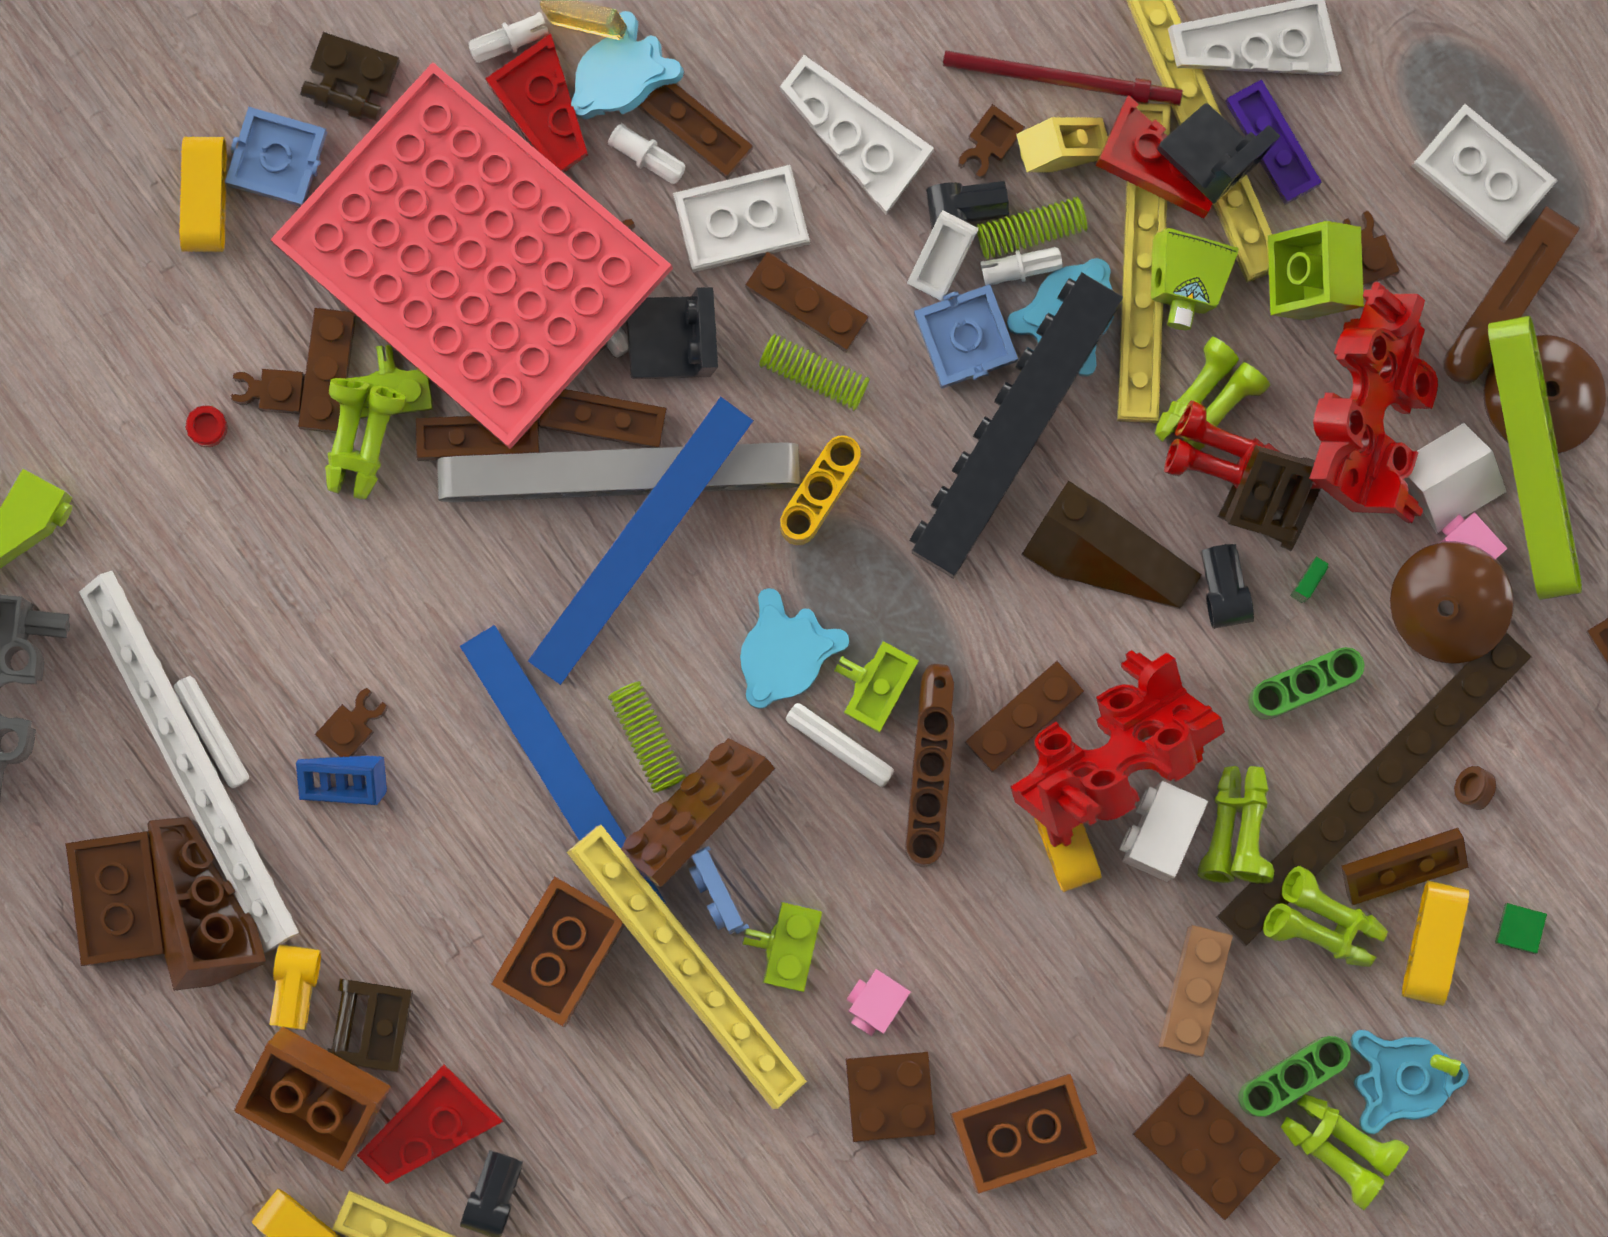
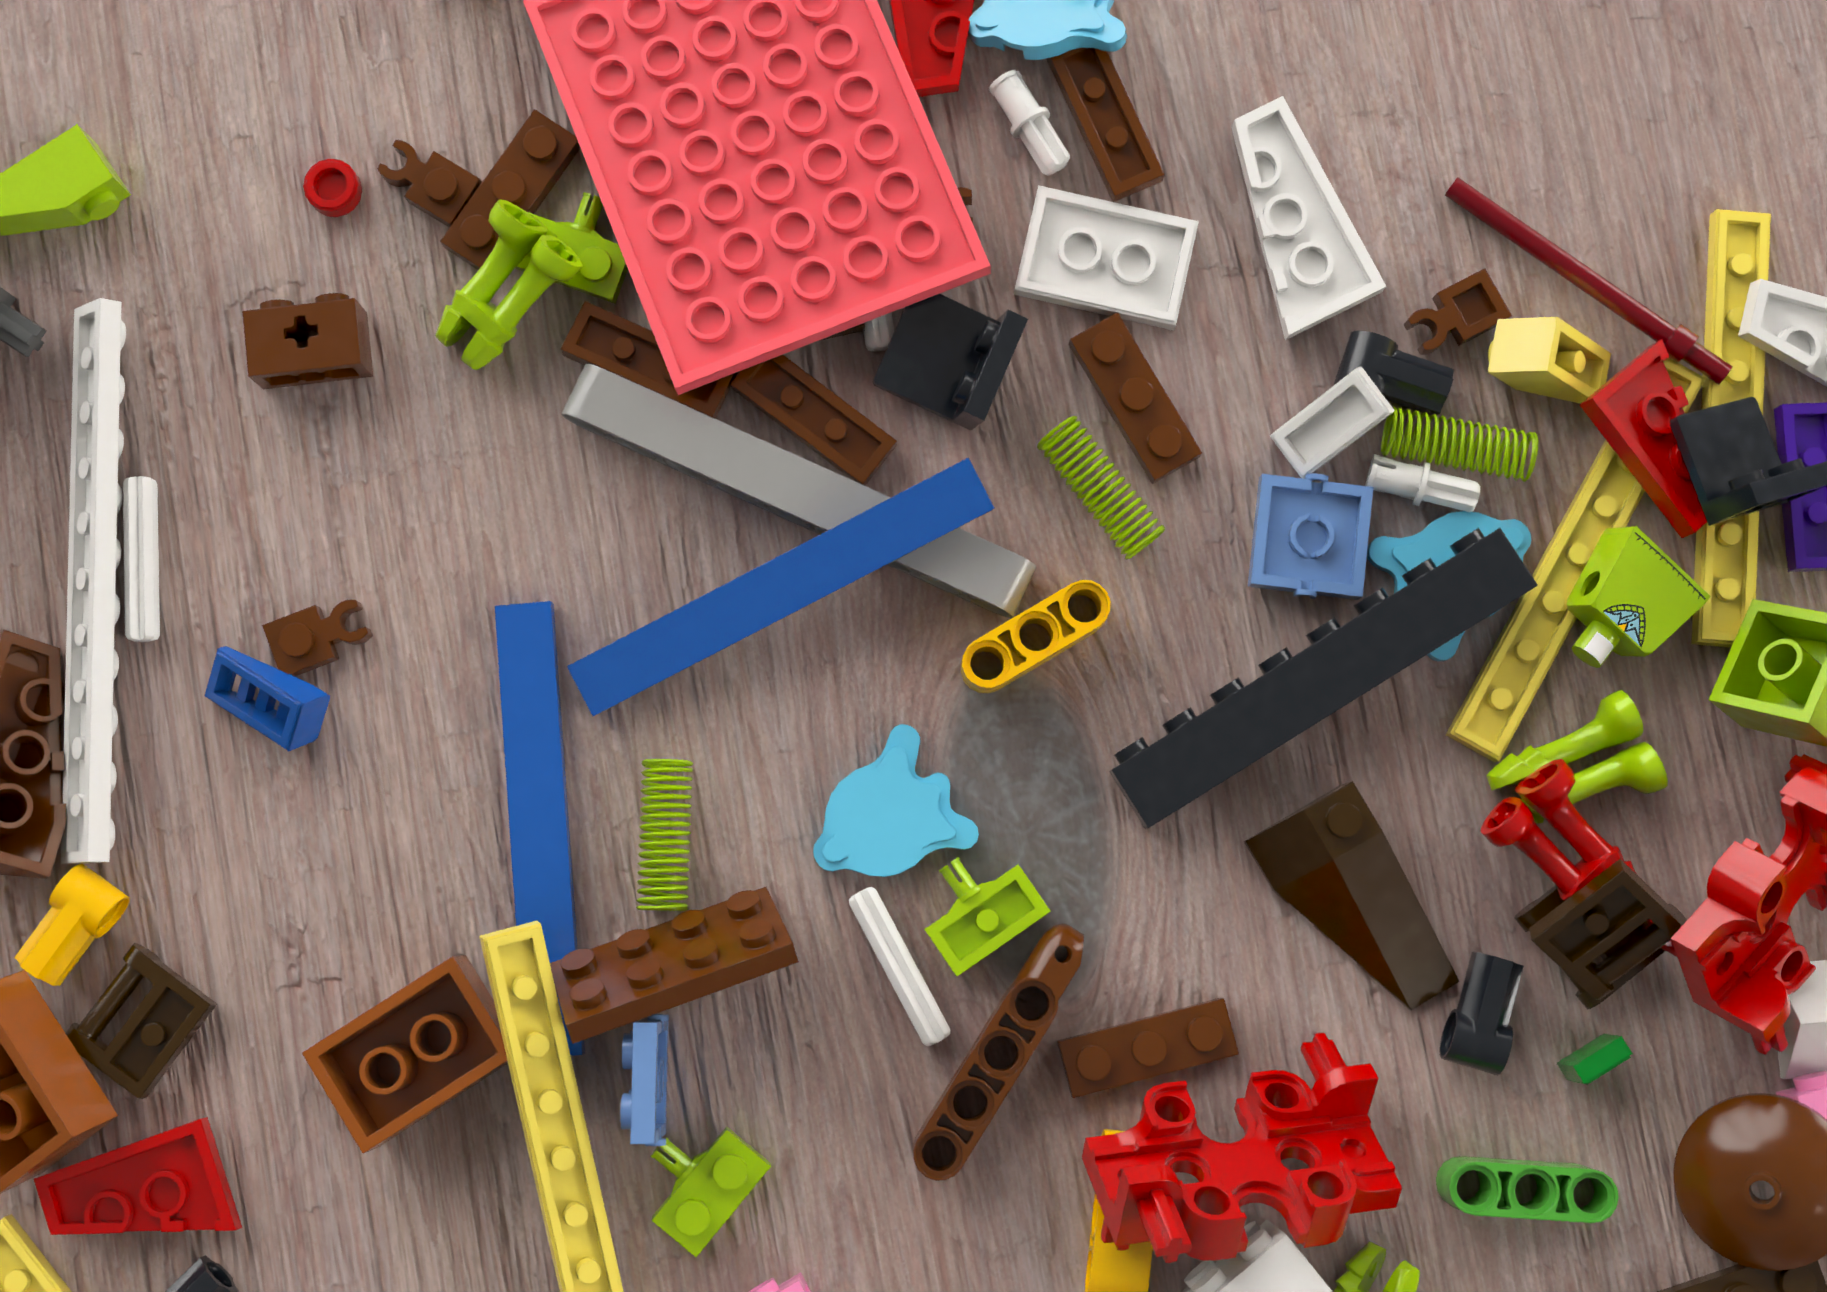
camera: 25 degrees right, 0 degrees up
(233, 553) = (334, 354): none -> reddish brown brick

